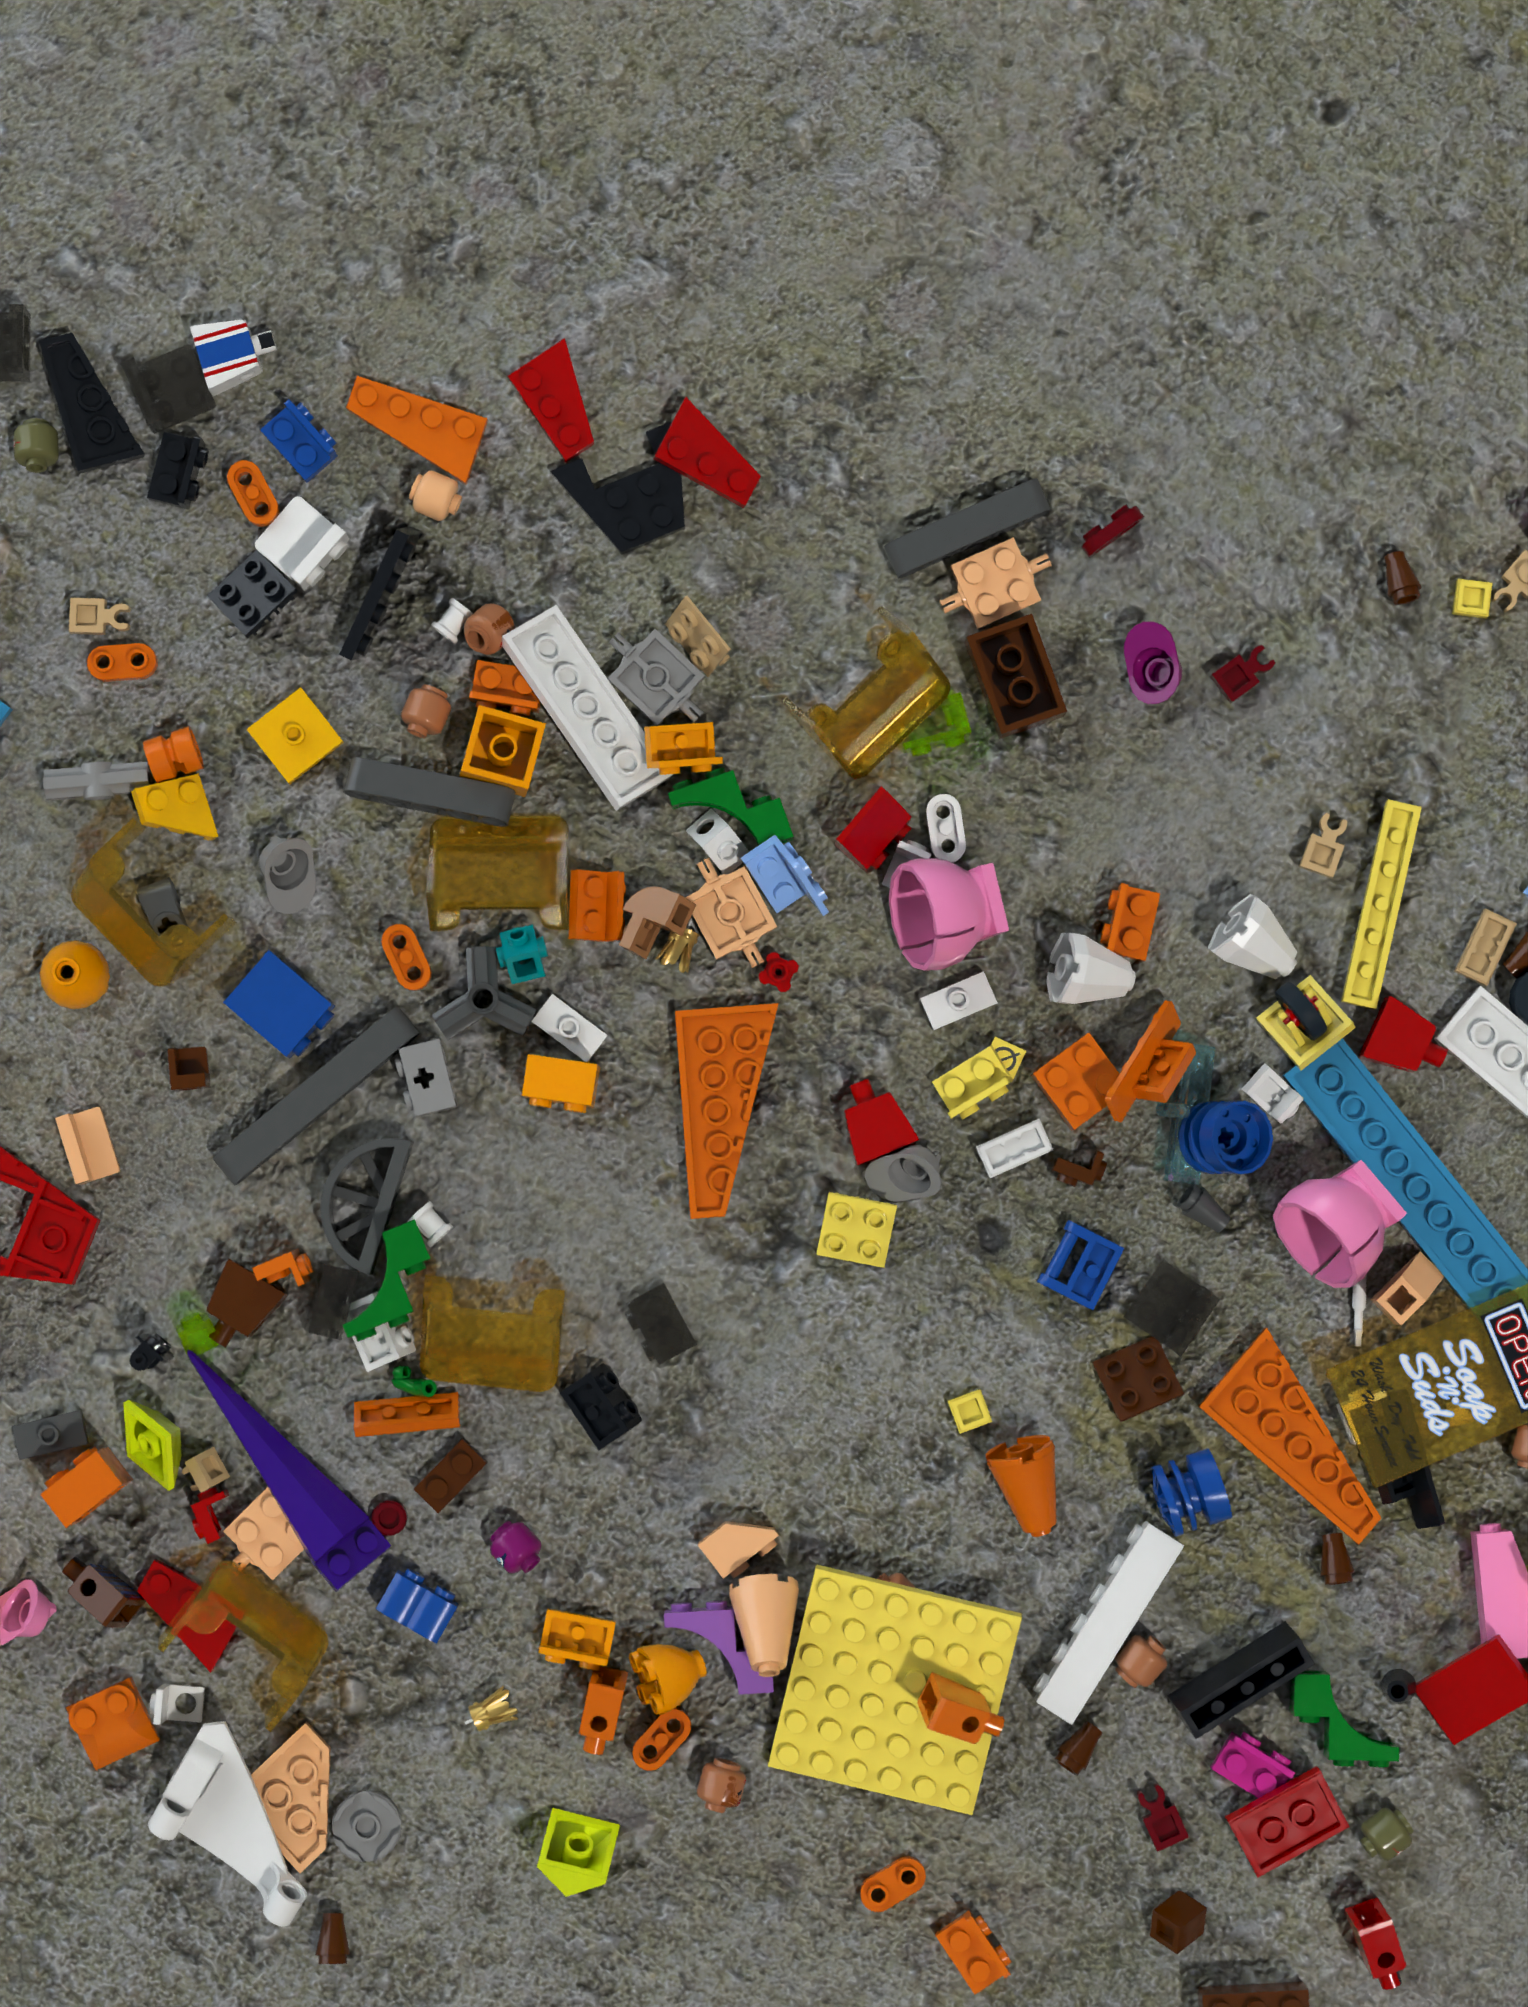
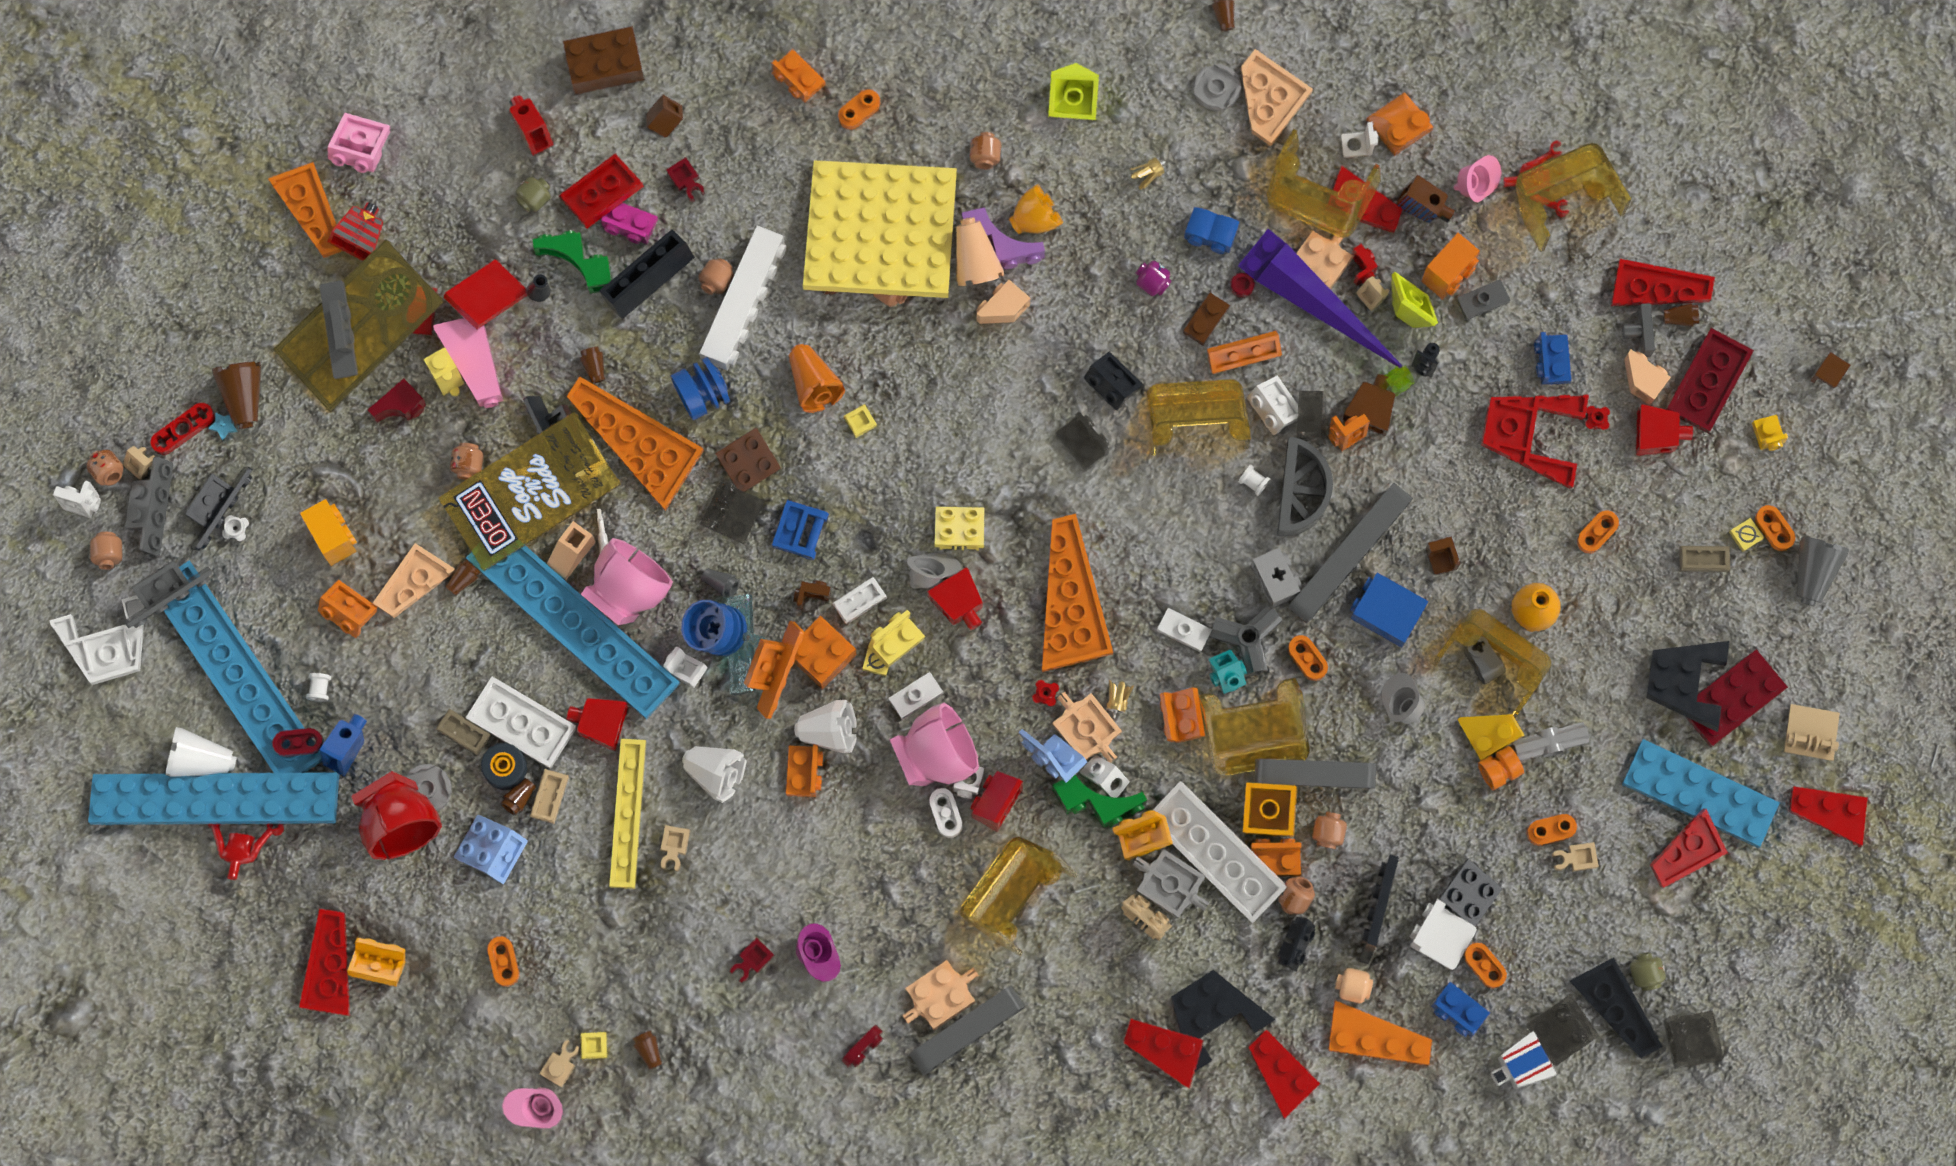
camera: 170 degrees right, 10 degrees down
(88, 1145) = (1501, 493): light nougat panel -> none
(177, 470) = (1543, 973): black bracket -> none
(221, 1810) = (1316, 81): white panel -> none
(295, 735) = (1418, 799): yellow plate -> none
(391, 1305) = (1268, 416): green arch -> none
(417, 1387) = (1252, 375): green arm -> none
(452, 621) = (1323, 898): white bush -> none
(507, 556) = (1294, 954): none -> black hinge
(560, 1082) = (1183, 587): light orange brick -> none
(576, 1638) = (1100, 226): light orange bracket -> none
(603, 1700) = (1074, 186): orange torso -> none
(650, 911) = (1143, 714): medium nougat brick -> none
(662, 1739) = (1029, 174): orange plate -> none
(955, 715) = (954, 893): clear neon green bracket -> none
(957, 1710) = (837, 216): orange torso -> none
(1015, 676) = (914, 926): reddish brown brick -> none
(1078, 1749) = (749, 213): reddish brown cone -> none
(1305, 1021) = (669, 720): light yellow plate -> none

